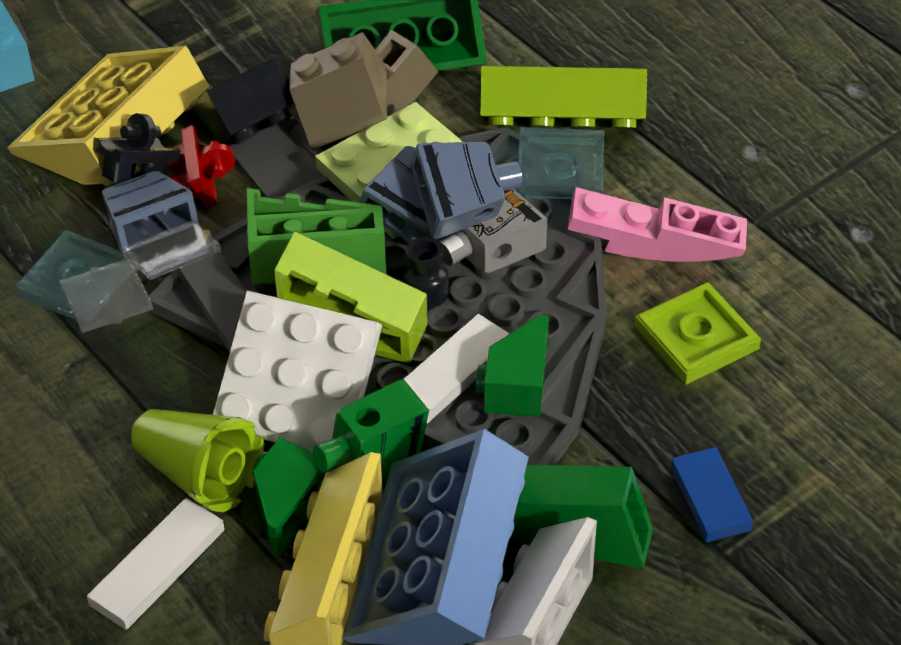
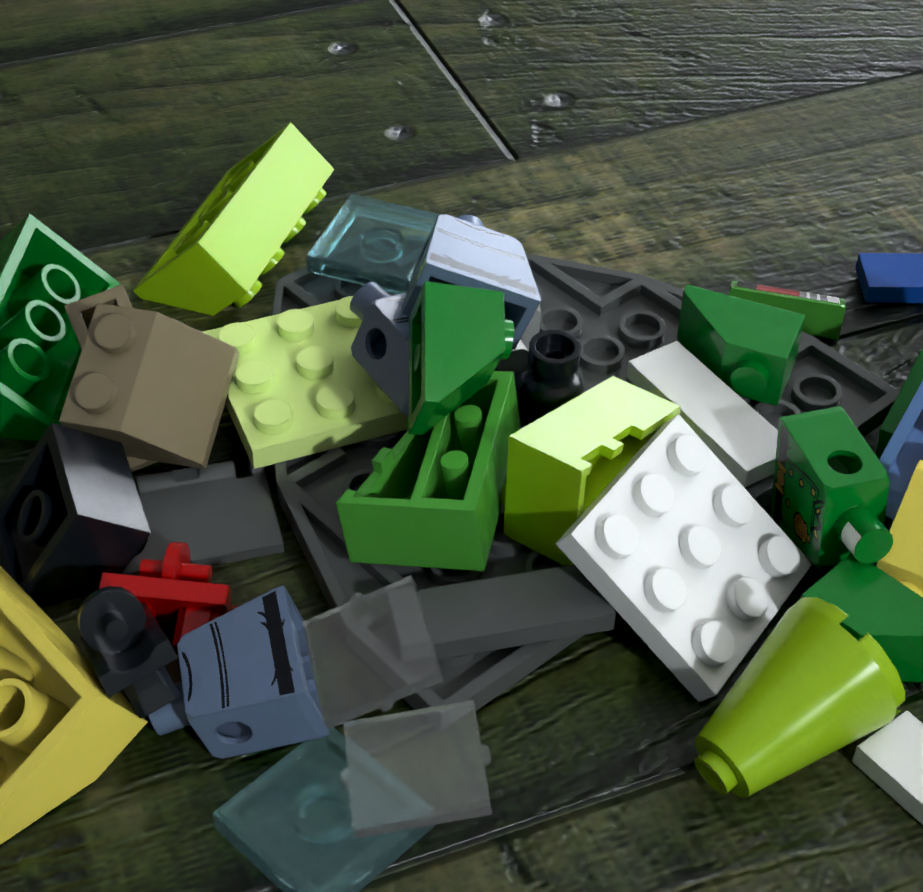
camera: 75 degrees left, 5 degrees down
(357, 186) = (453, 348): none -> green slope
(630, 412) = (822, 312): none -> bright green slope
(666, 234) = (527, 193): bright pink slope -> none
(697, 333) = (673, 232): lime tile -> none

